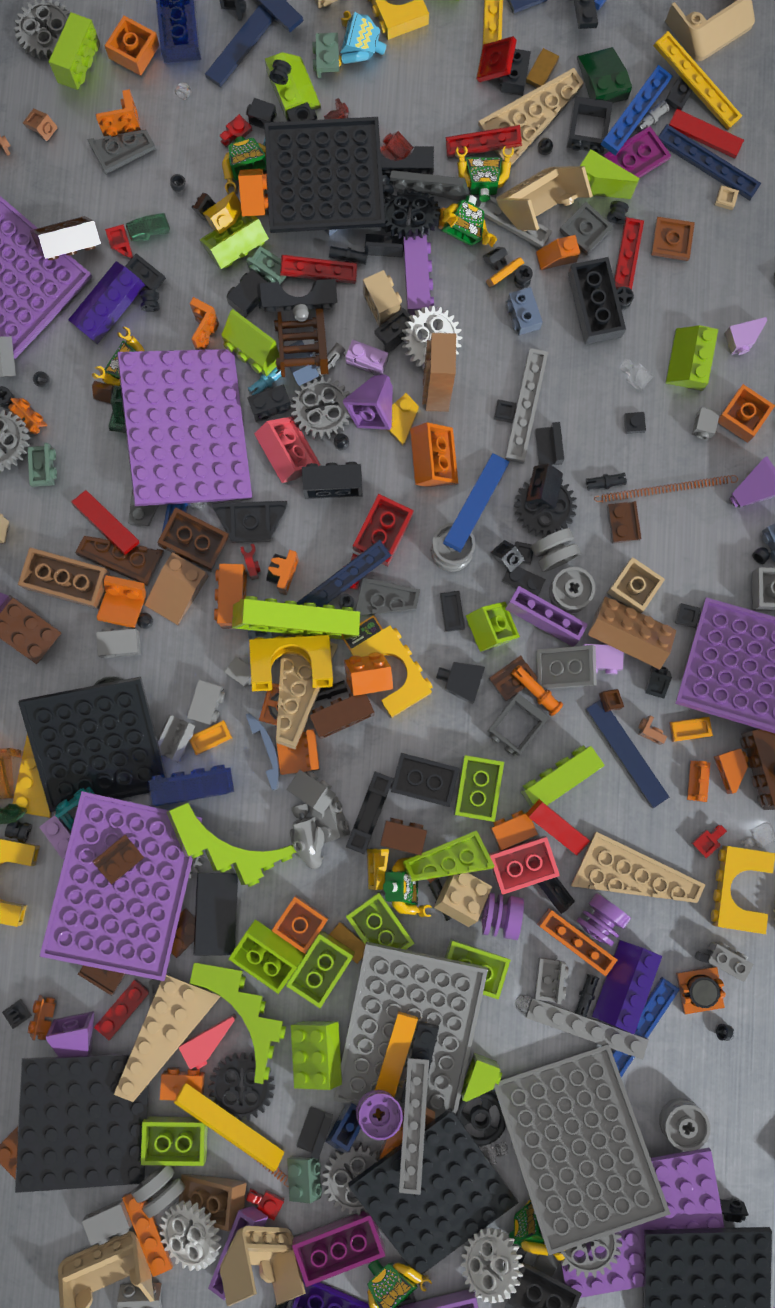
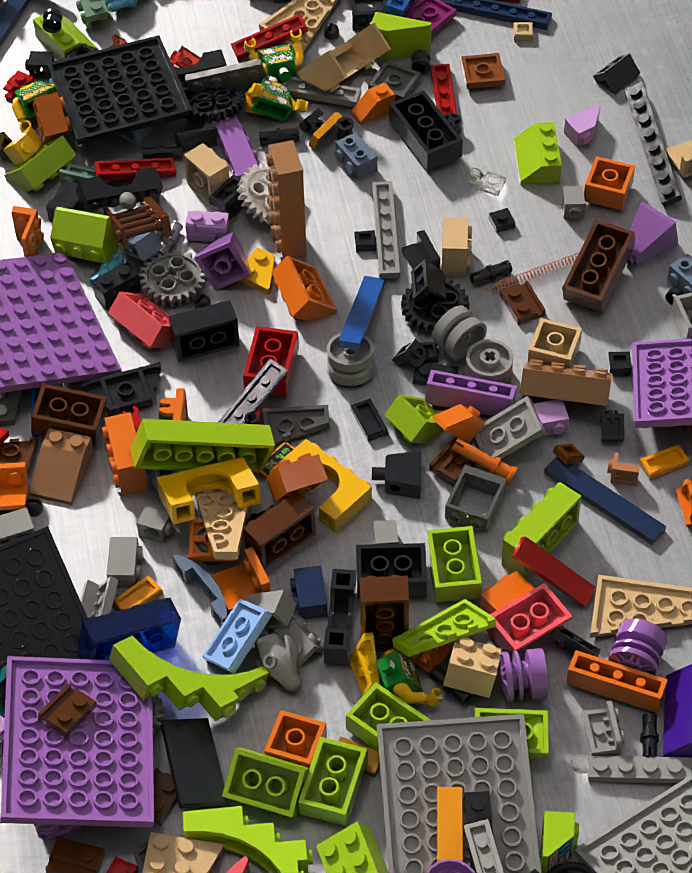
camera: 10 degrees left, 30 degrees down
(279, 811) = (237, 635): none -> light blue tile
(352, 778) = (310, 592): none -> dark blue brick
(430, 743) = (385, 532): none -> light grey brick
(460, 264) = (279, 135): none -> black pin
(526, 646) = (460, 421): none -> orange slope
(581, 449) = (456, 246): none -> tan brick
(704, 510) = (598, 265): none -> reddish brown brick

